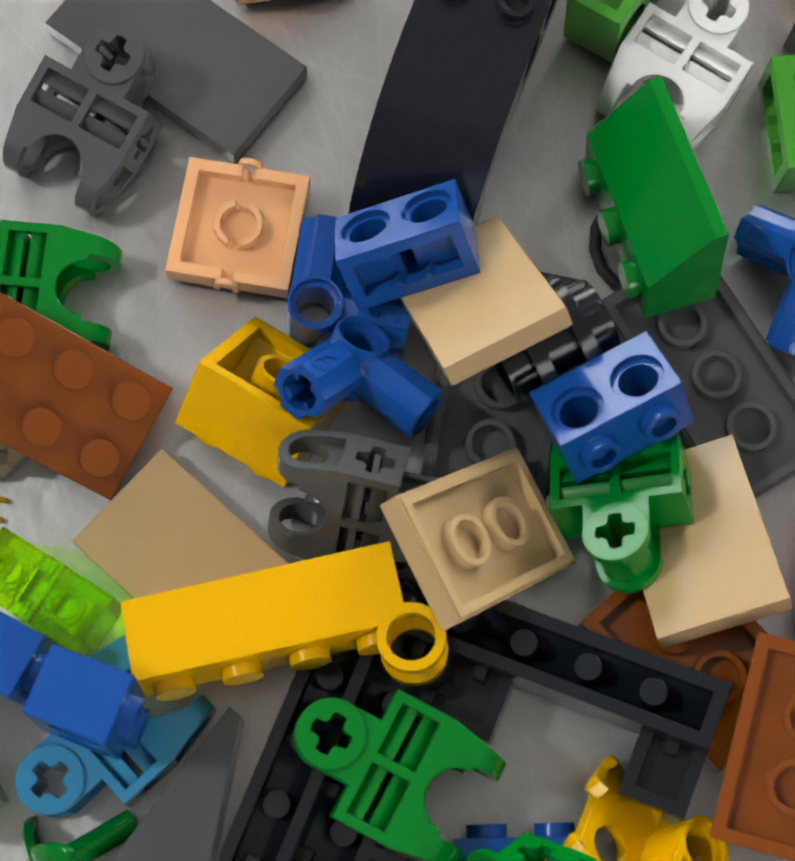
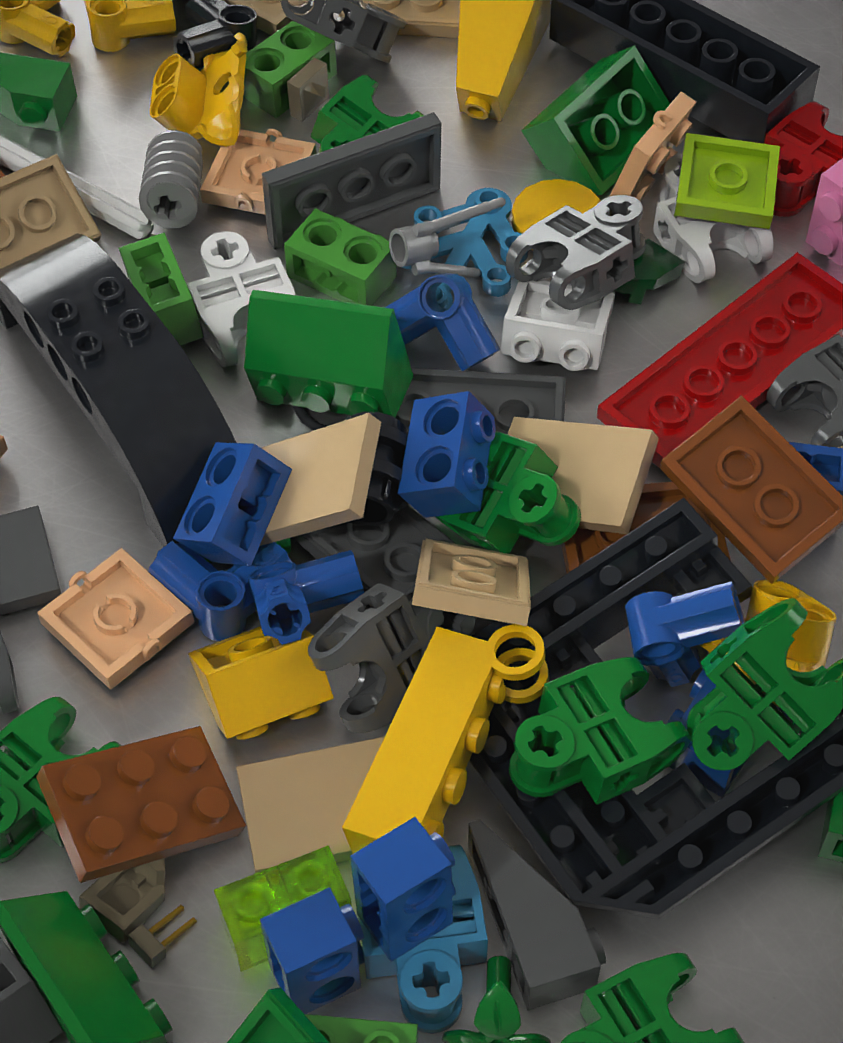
camera: 50 degrees left, 20 degrees down
(573, 778) = (670, 627): none -> blue piece

